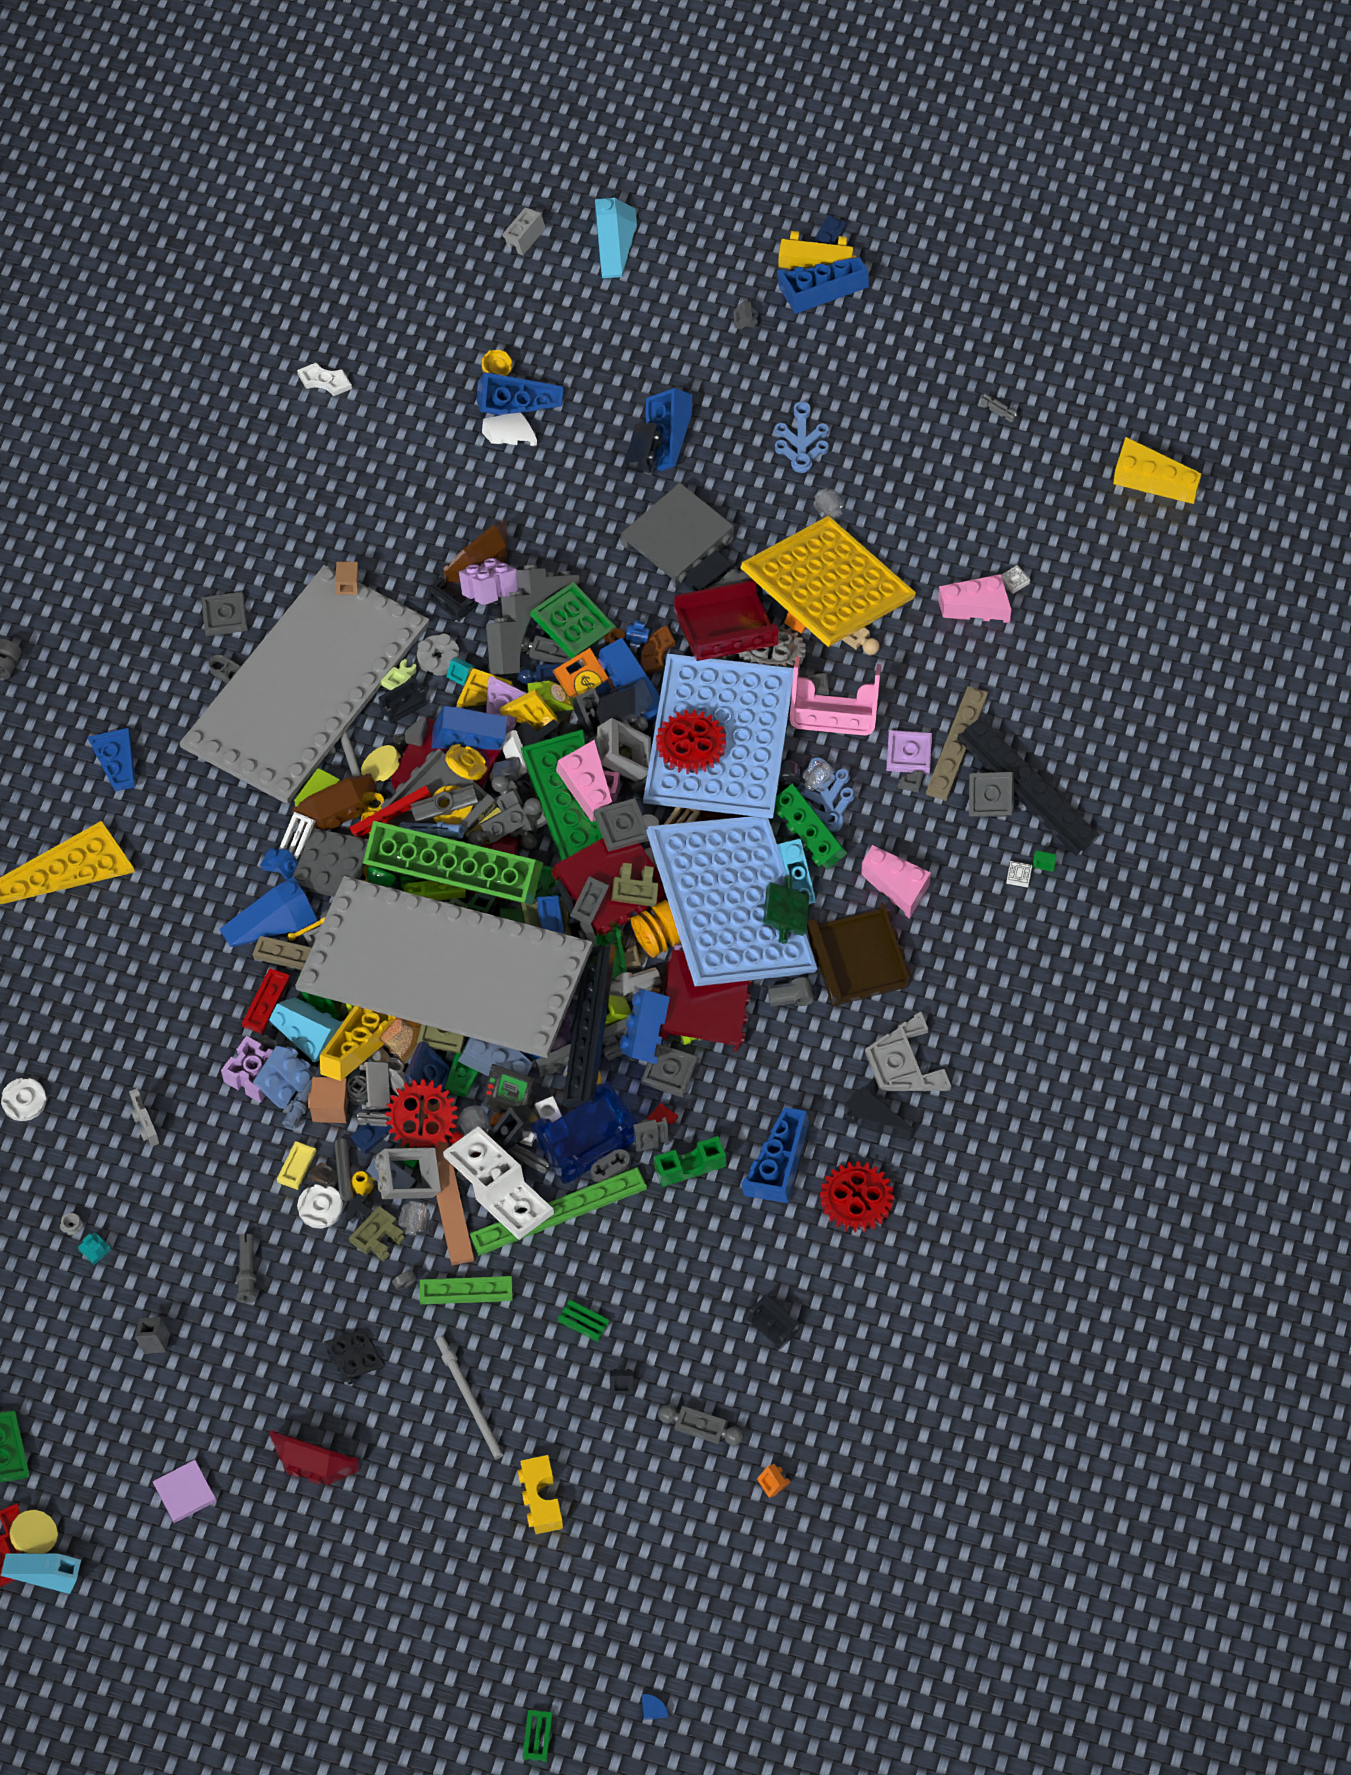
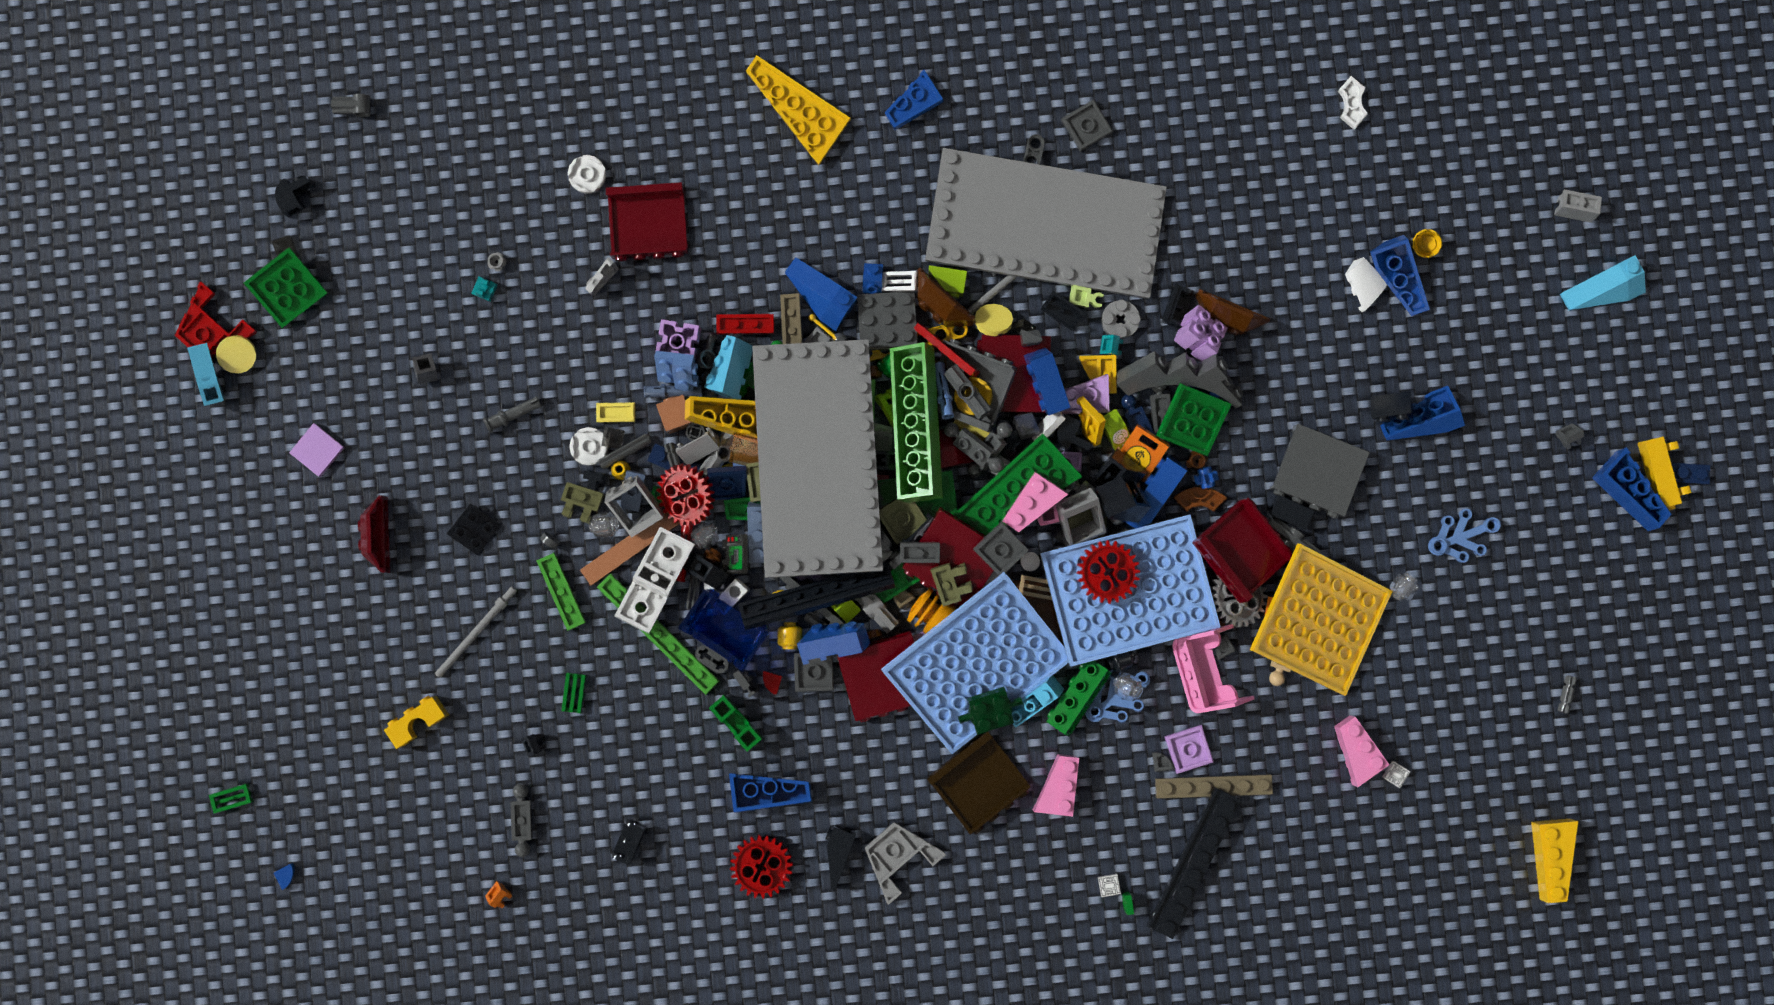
camera: 65 degrees right, 25 degrees up
(105, 1056) = (647, 221): none -> dark red panel
(347, 578) = (1156, 212): medium nougat brick -> none
(466, 762) = (1015, 391): yellow tile -> none
(550, 913) = (902, 521): blue tile -> none
(621, 1076) = (789, 635): none -> yellow head
(796, 992) = (922, 744): dark grey piece -> none
(991, 794) = (1171, 836): dark grey plate -> none

